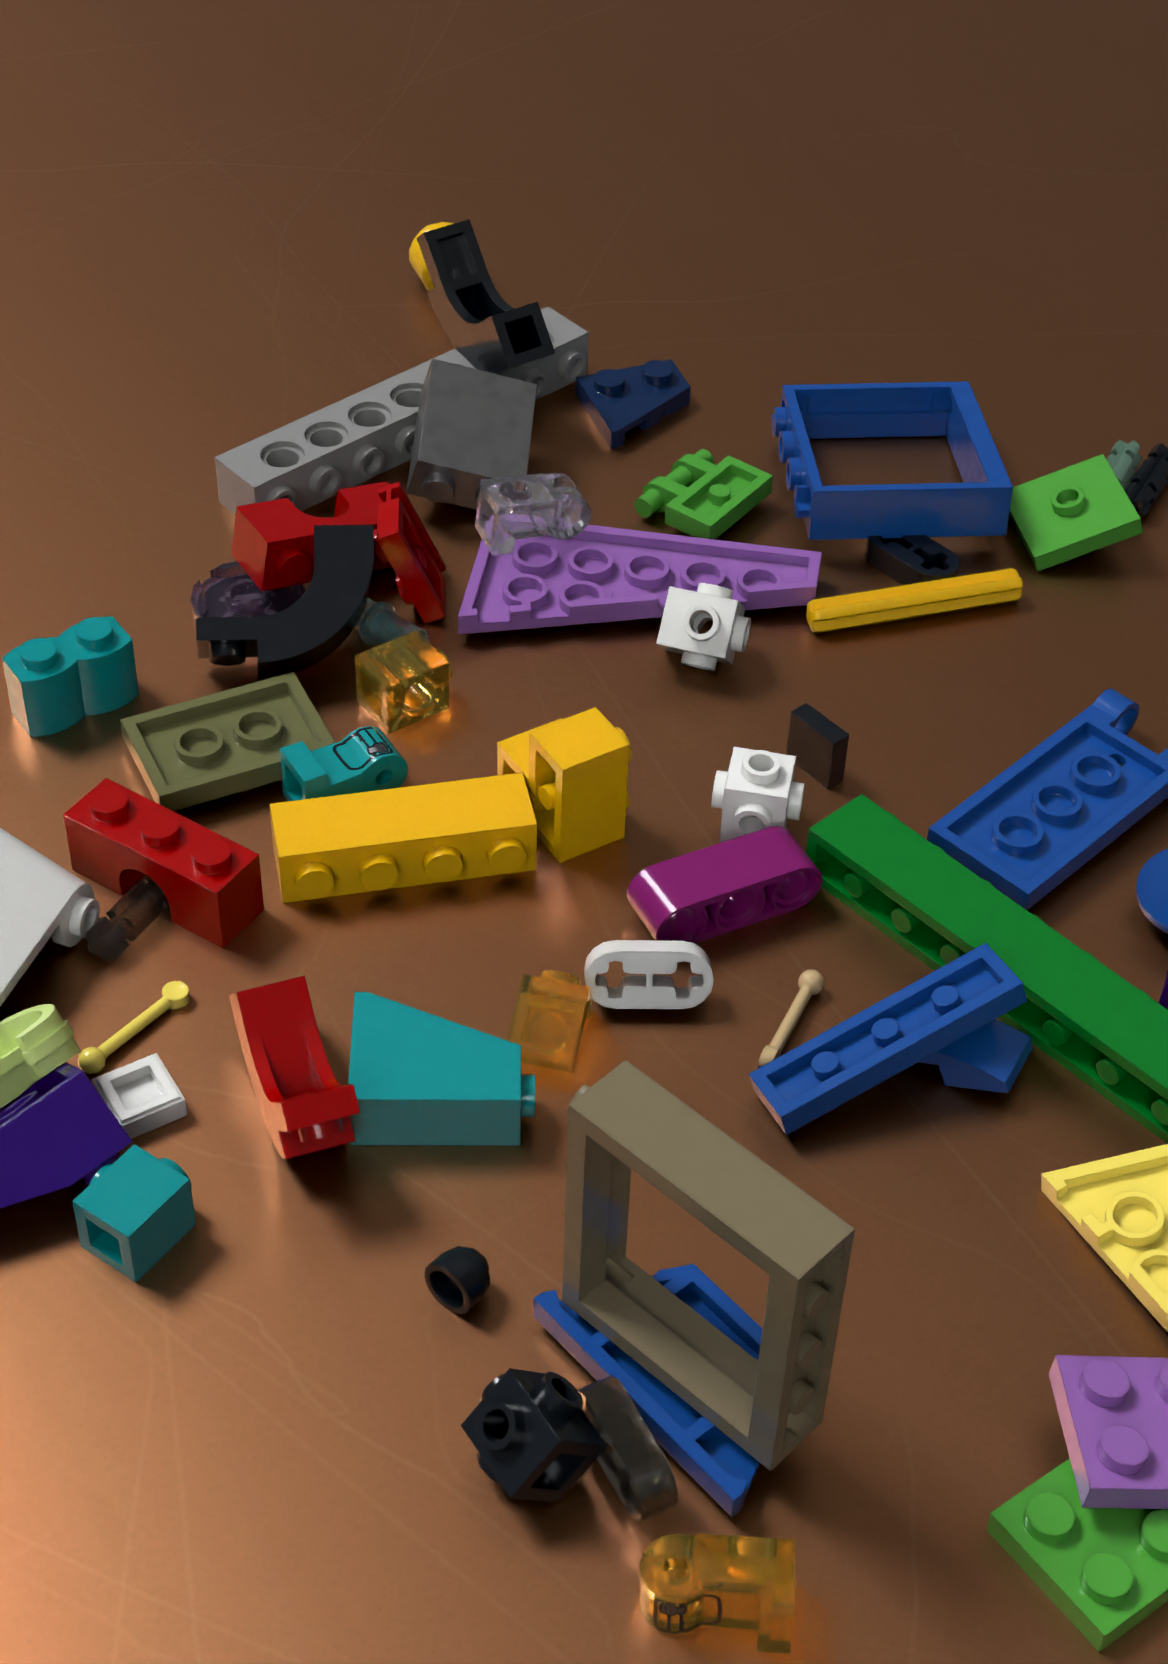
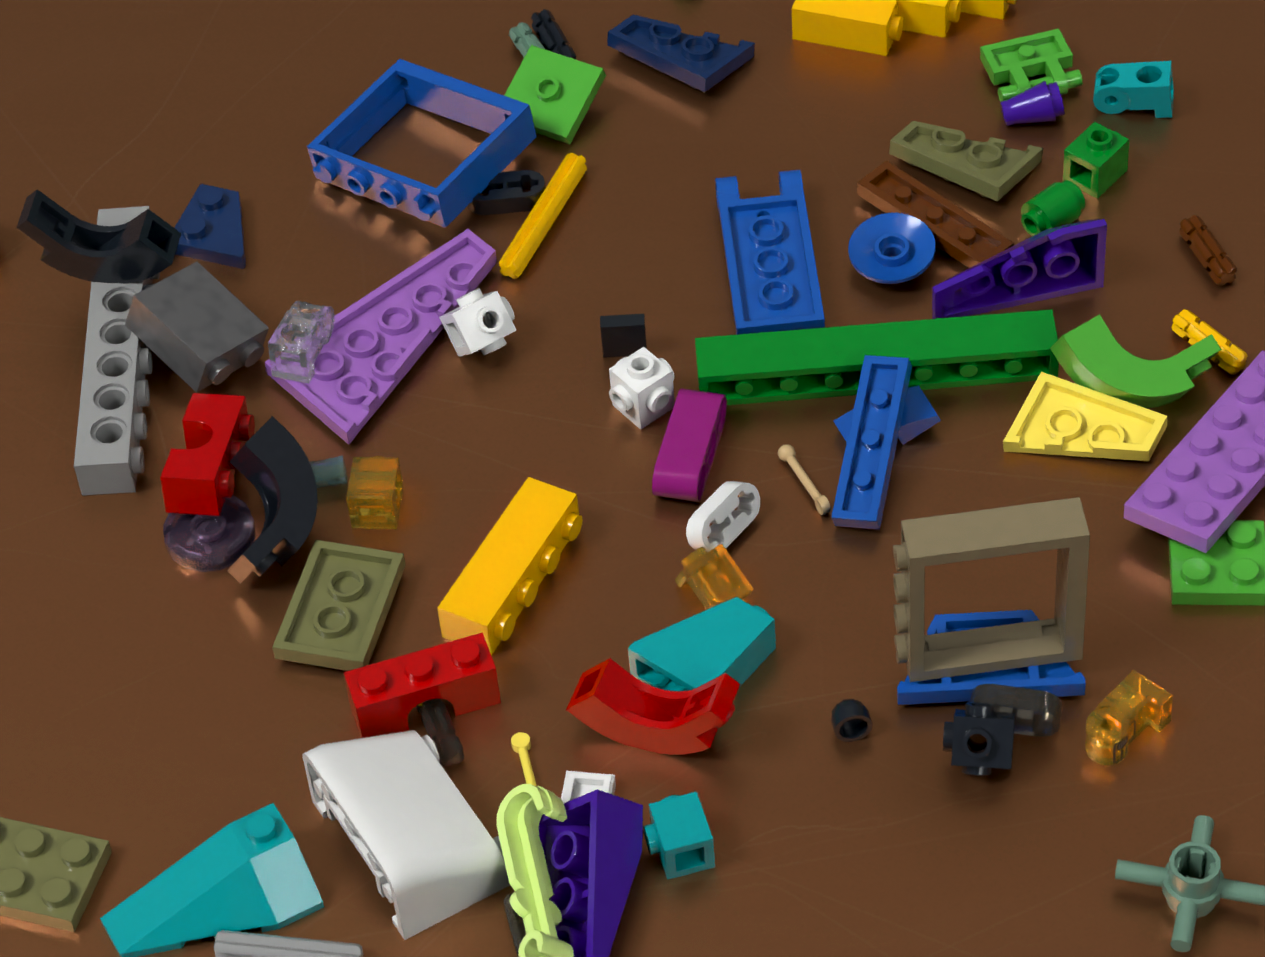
camera: 45 degrees left, 5 degrees up
(71, 676) = (205, 652): teal brick -> none
(354, 765) = (424, 565): teal leg -> none
(411, 552) = (264, 407): red plate -> none
(573, 780) = (555, 455): yellow brick -> none
(705, 496) = (362, 248): bright green plate -> none

